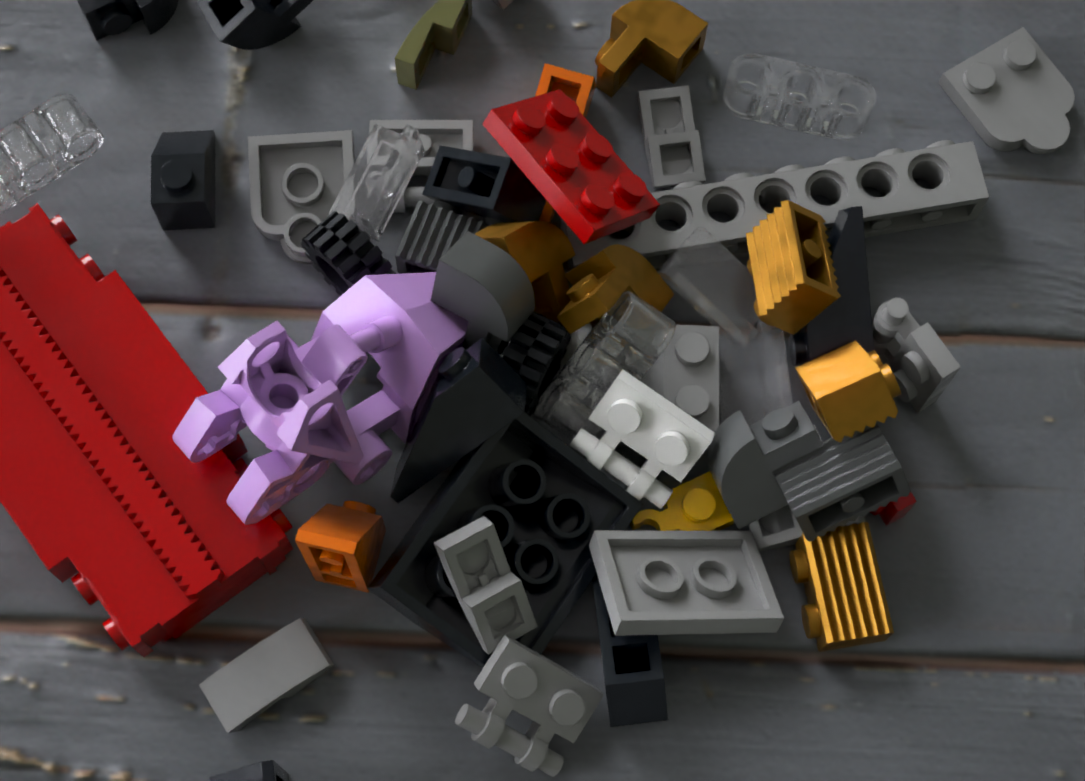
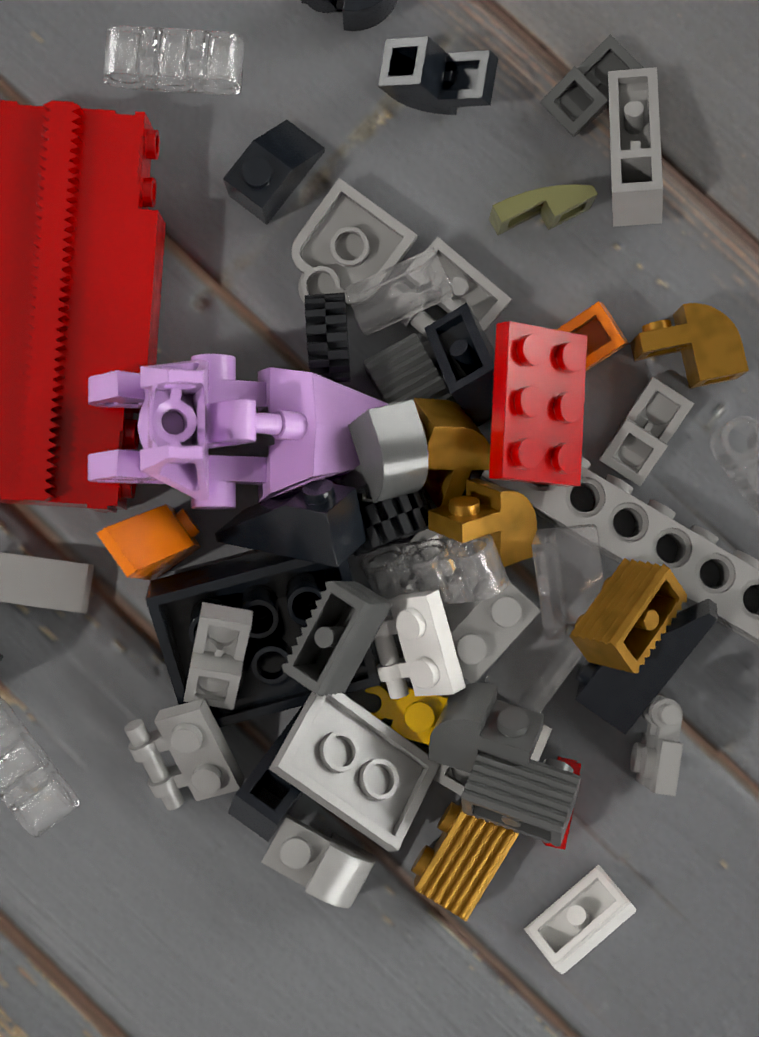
camera: 45 degrees right, 15 degrees up
(573, 473) = (336, 637): none -> dark grey brick
(727, 692) = (324, 865): none -> light grey brick
(849, 389) = (582, 742): pearl gold brick -> none
(982, 561) = (580, 920): none -> white slope

